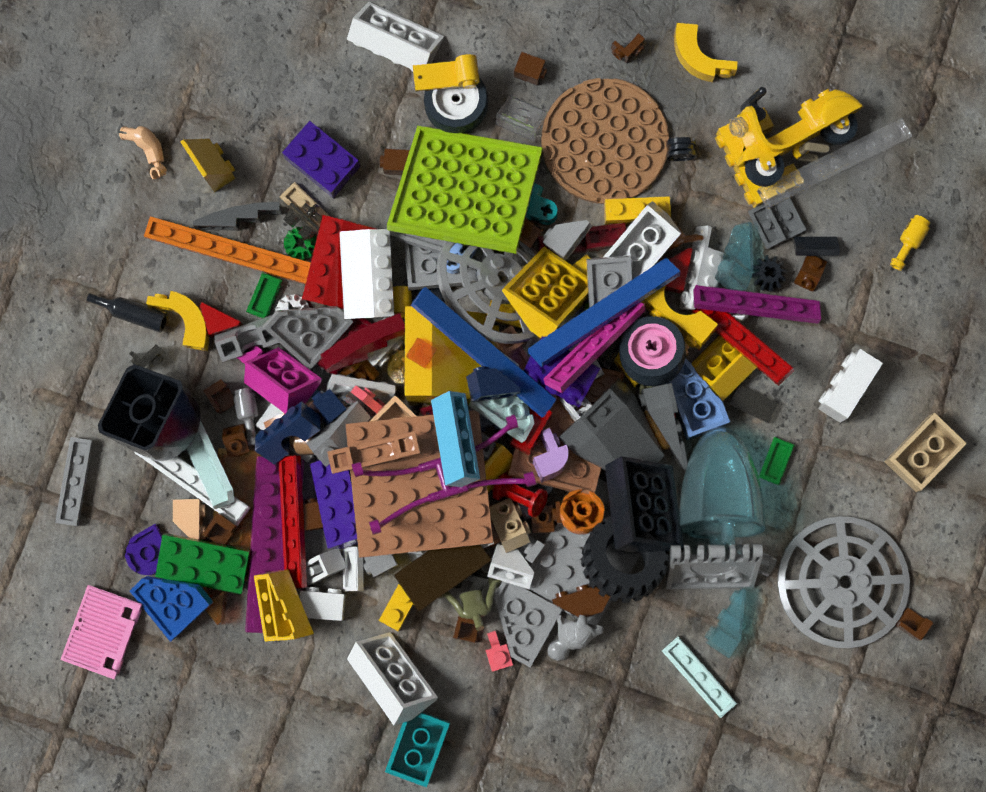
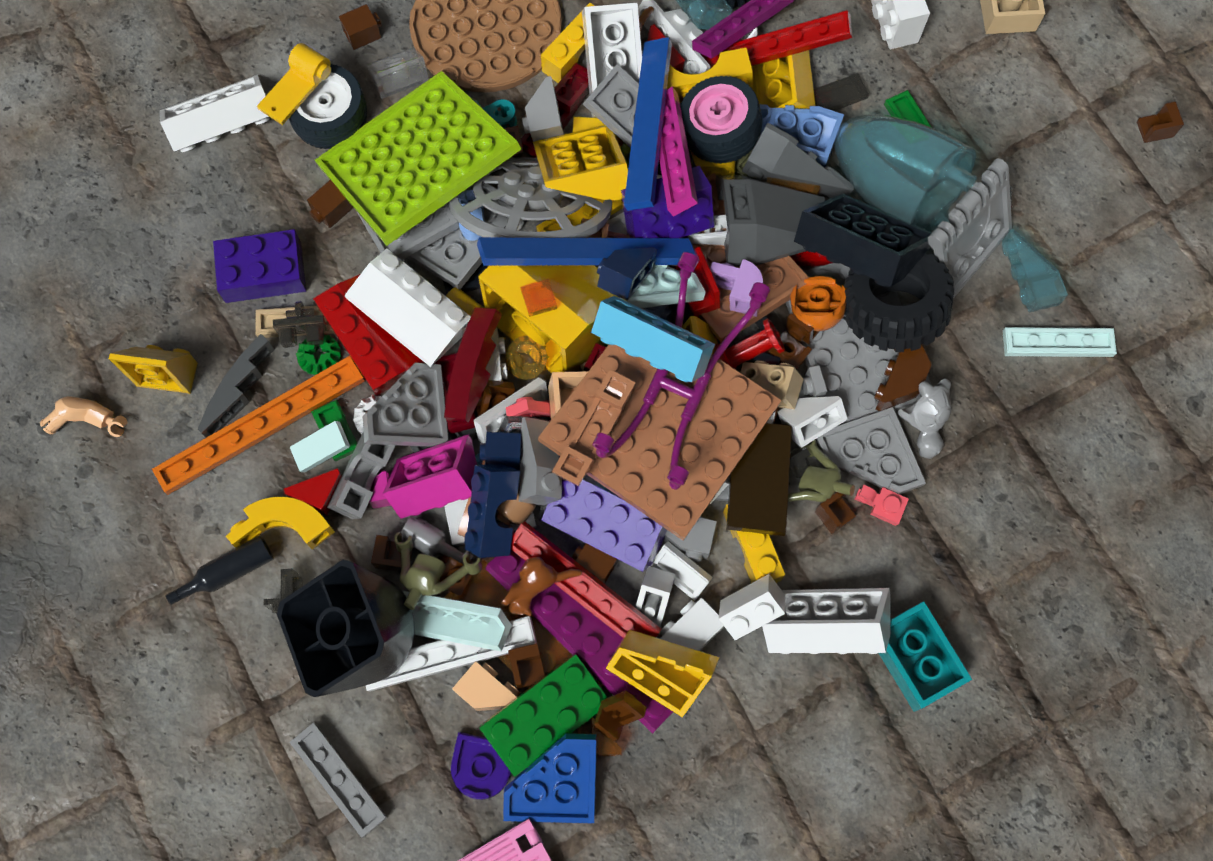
camera: 55 degrees left, 10 degrees down
(220, 428) = (426, 572): none -> olive piece
(235, 602) = (617, 712): none -> reddish brown bracket
(245, 297) = (319, 446): none -> light aqua tile
(271, 492) = (534, 578): none -> dark orange animal
(361, 627) = (752, 607): none -> white brick
(831, 589) = (1068, 161): light grey dish -> none

